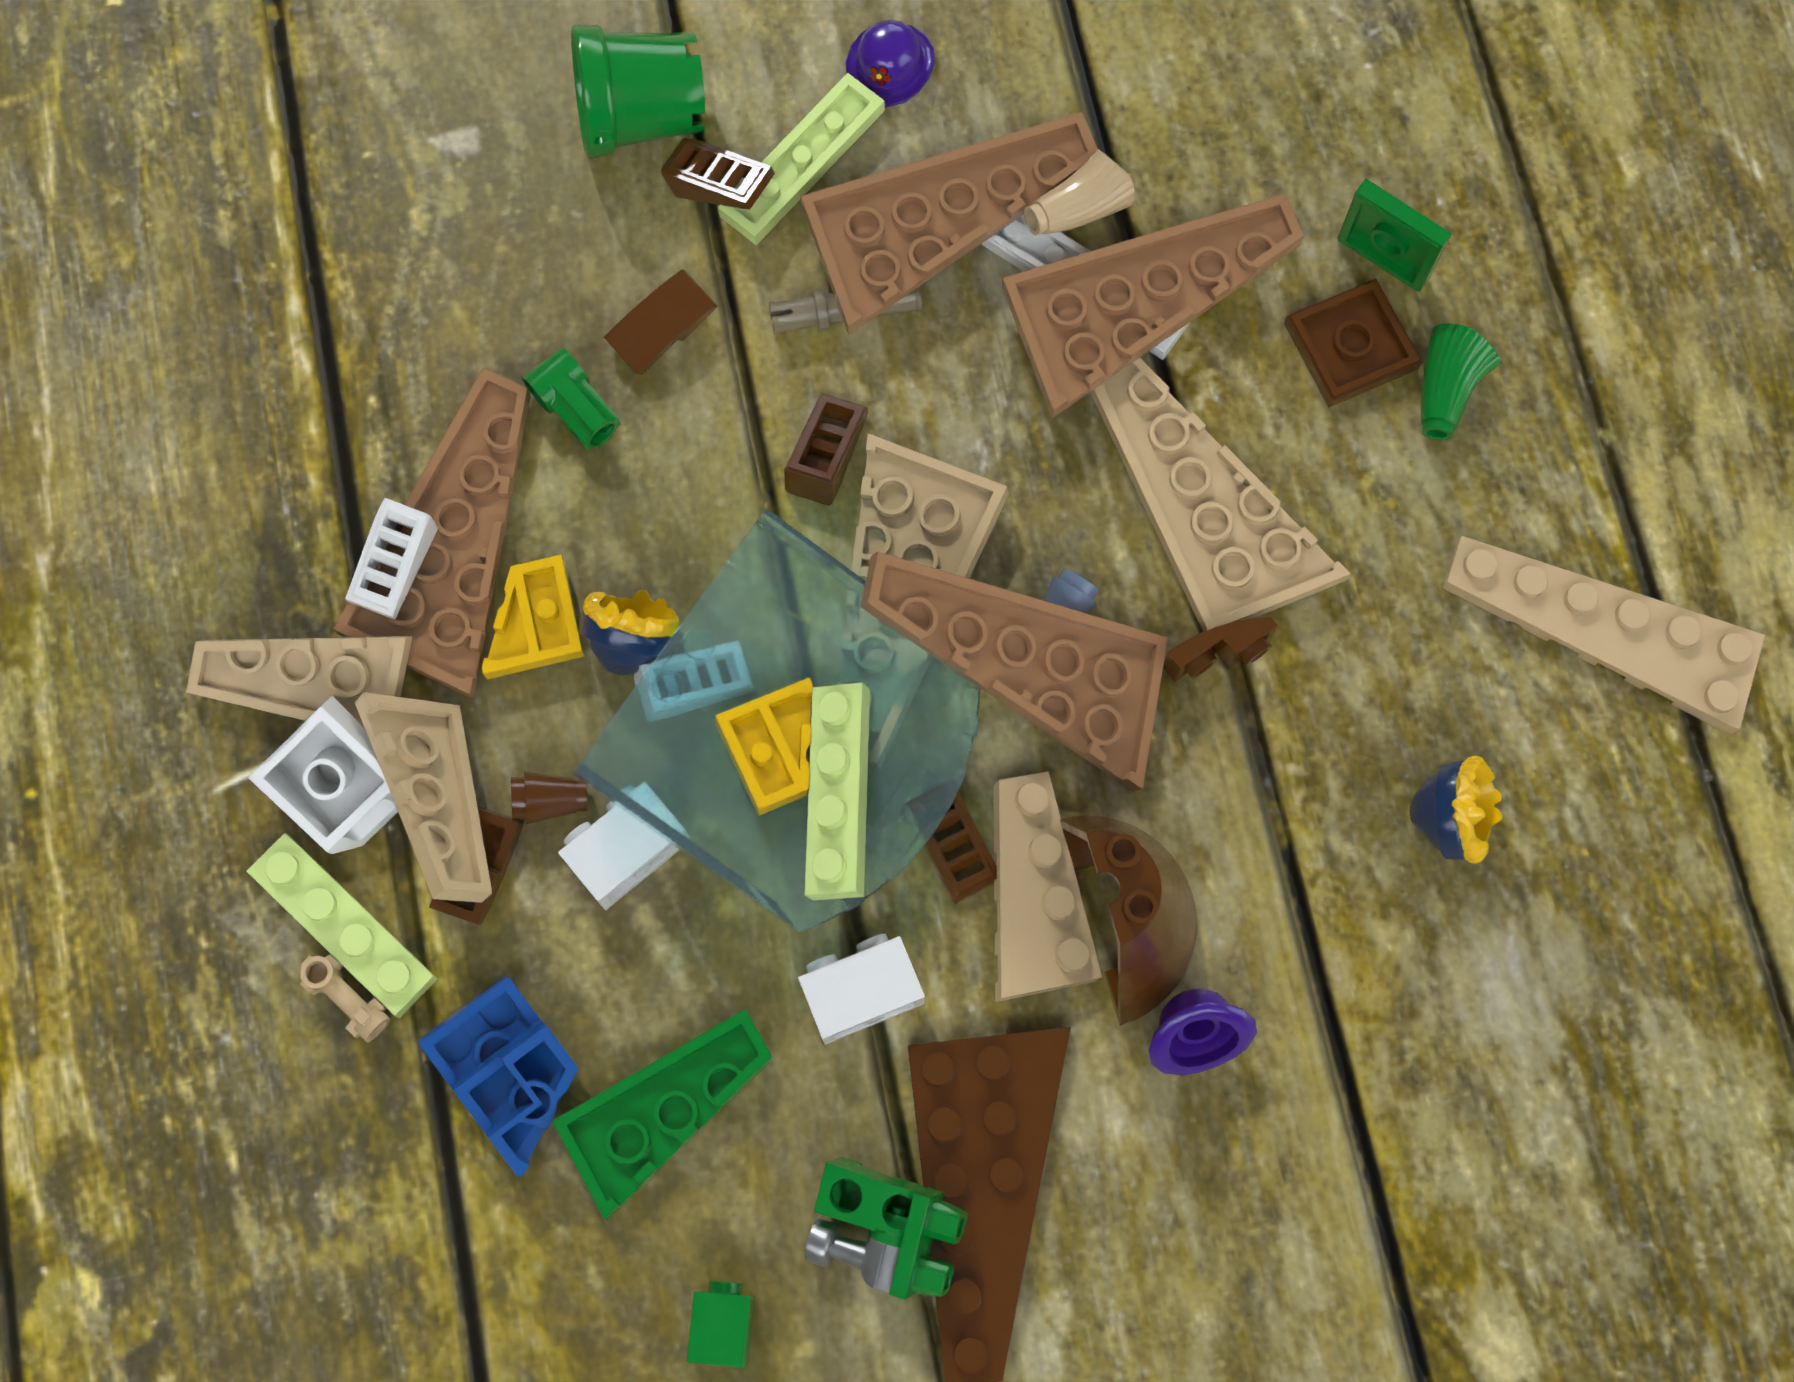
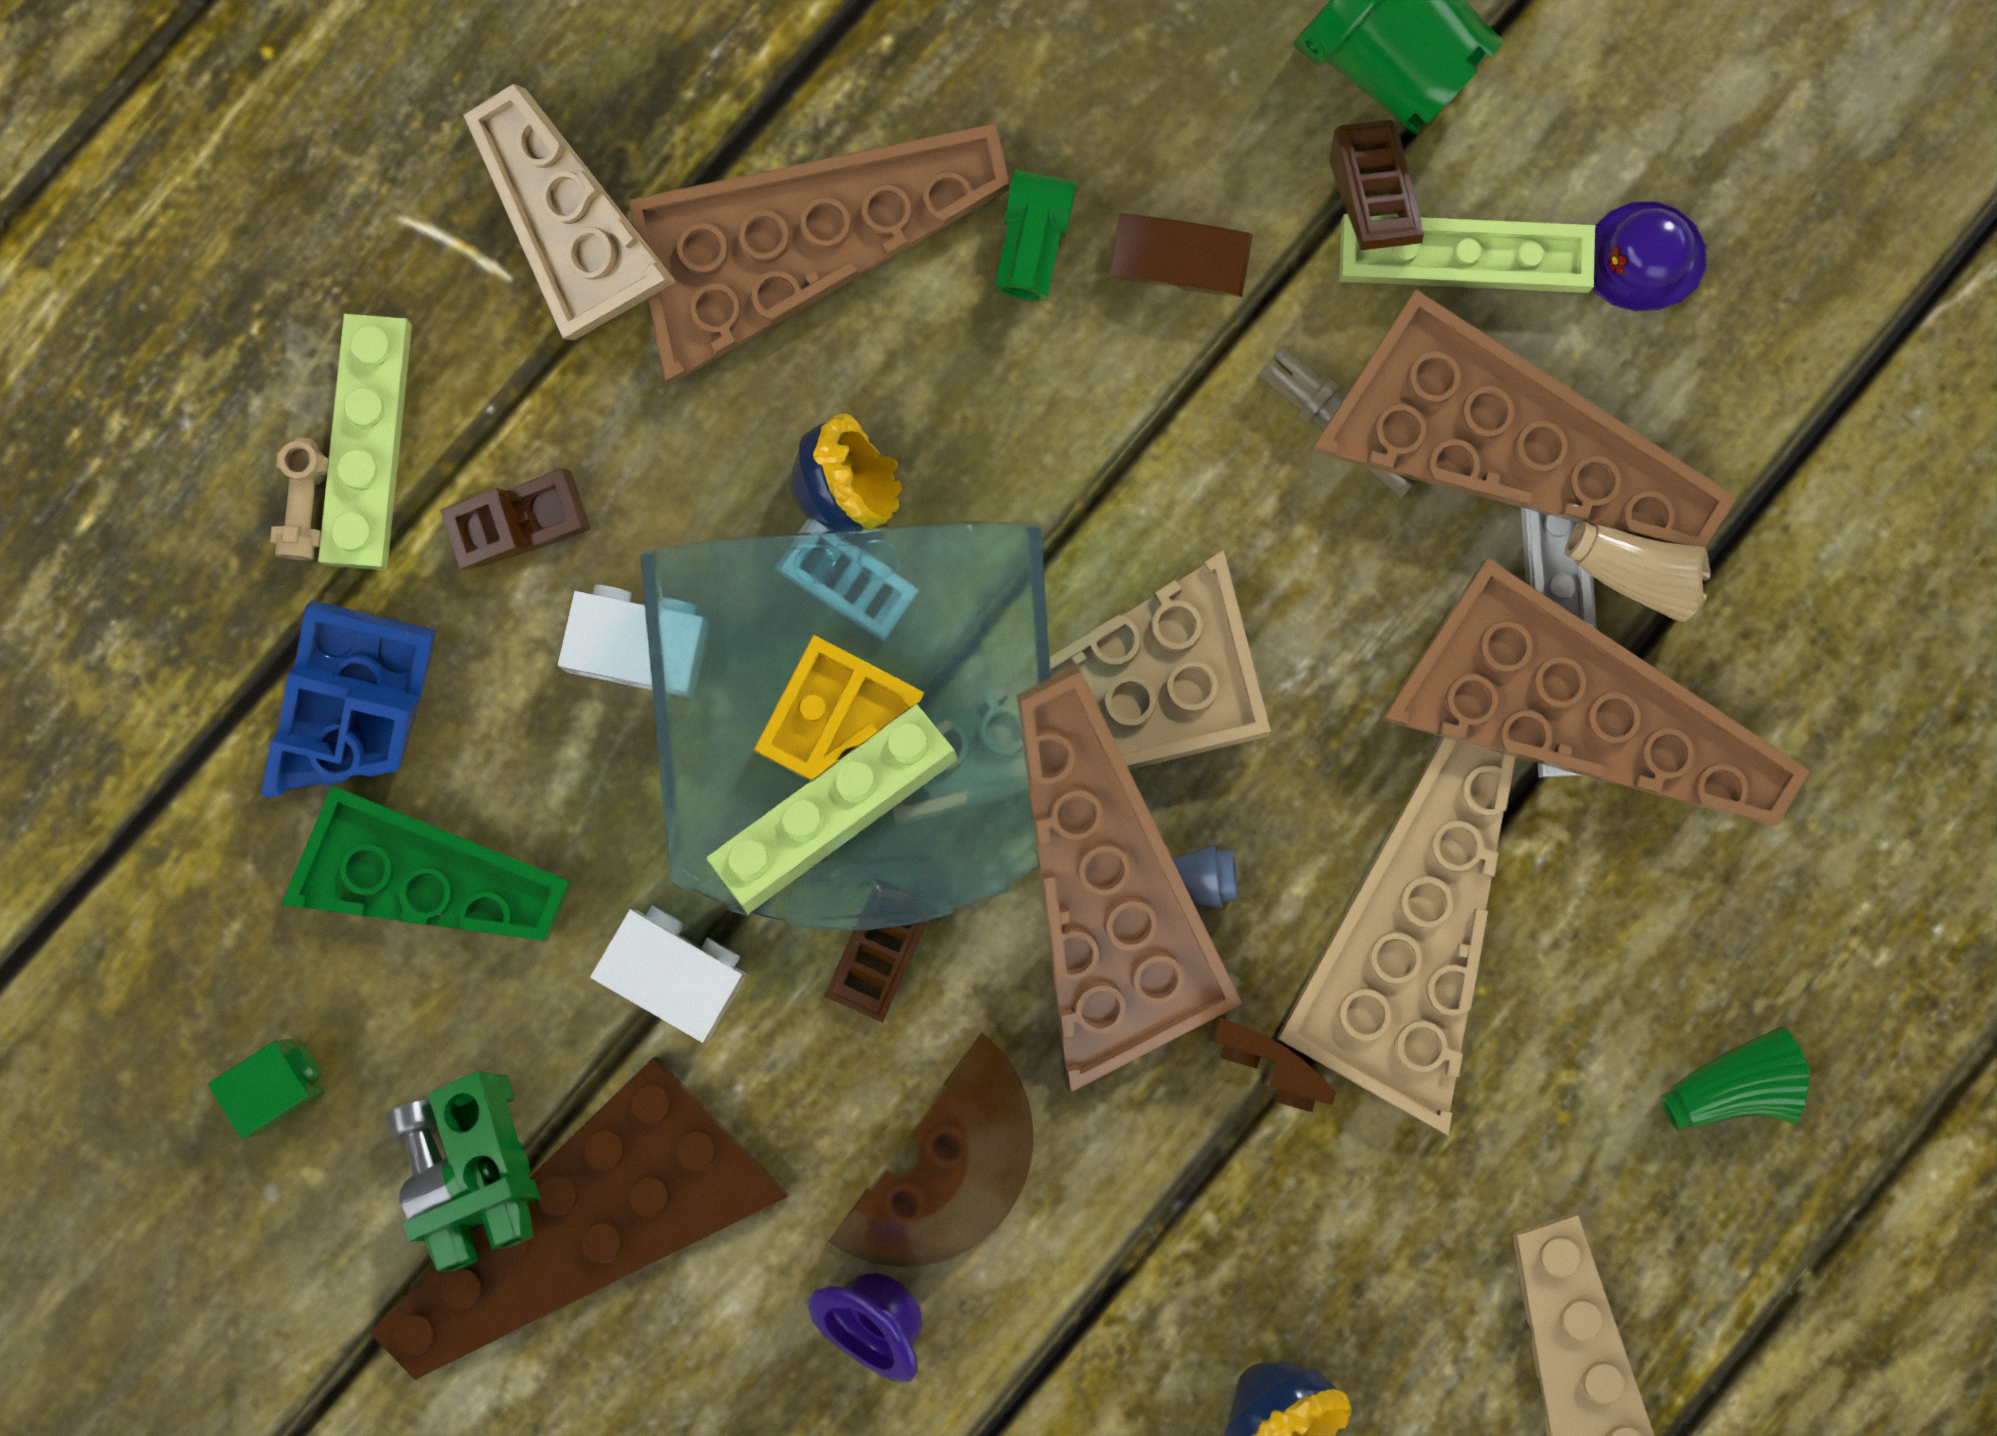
camera: 45 degrees right, 10 degrees up
(329, 780) = (483, 320): white slope -> none
(380, 534) = (724, 177): white slope -> none
(432, 785) = (548, 417): tan wing -> none
(535, 621) = (787, 381): yellow wing -> none
(546, 796) = (621, 528): reddish brown cone -> none
(816, 478) = (1132, 538): reddish brown slope -> none
(1040, 912) = (879, 1081): tan wing -> none
(1352, 342) = (1706, 955): reddish brown tile -> none
(1393, 235) = (1848, 916): green tile -> none

